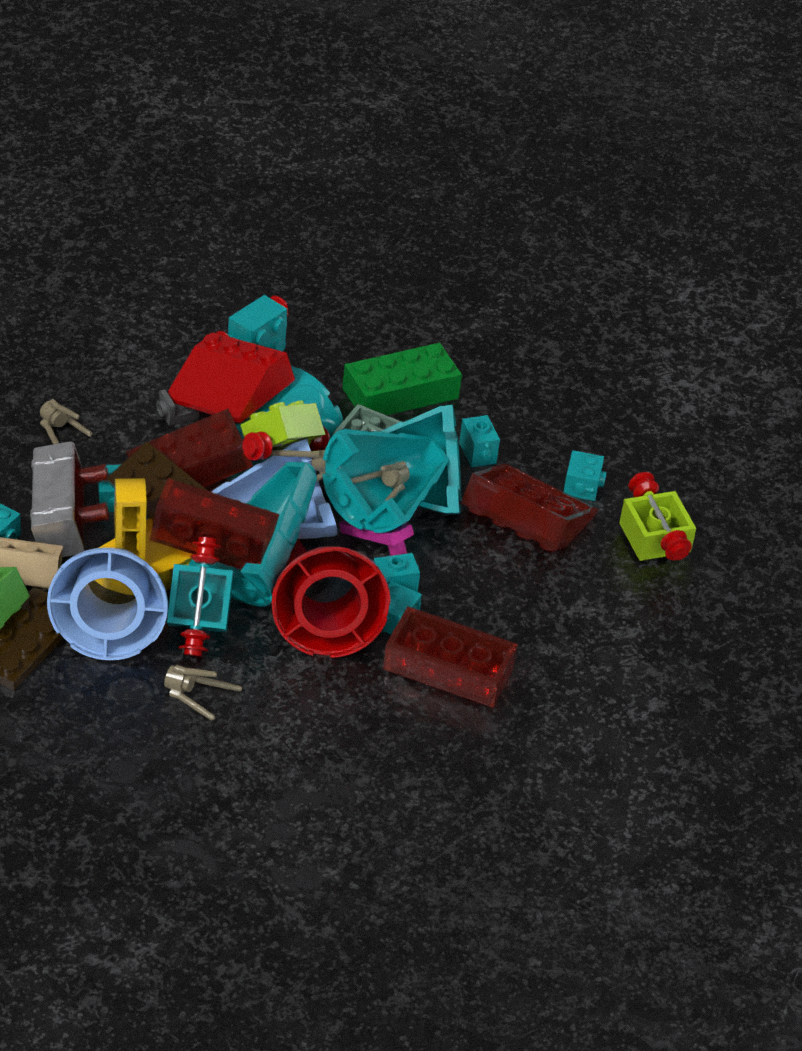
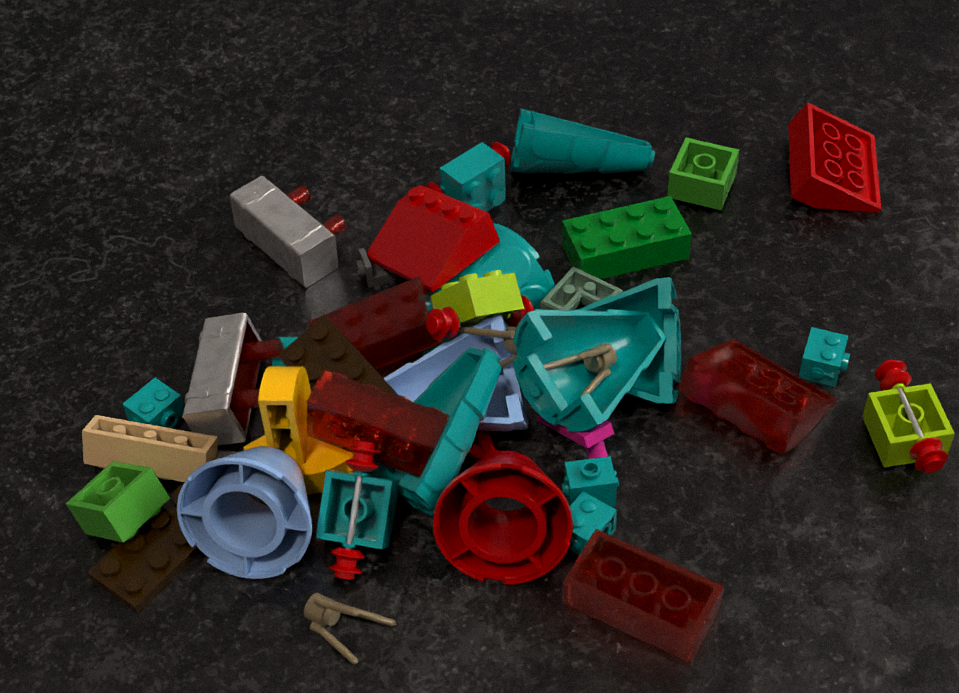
camera: 15 degrees right, 5 degrees up
(56, 416) = (248, 276): dark tan plant -> none
(87, 374) = (287, 230): none -> flat silver piece
(339, 302) = (562, 146): none -> teal cone
(465, 324) = (703, 173): none -> bright green brick
(479, 441) = (705, 312): teal head -> none
(579, 315) = (832, 163): none -> red slope

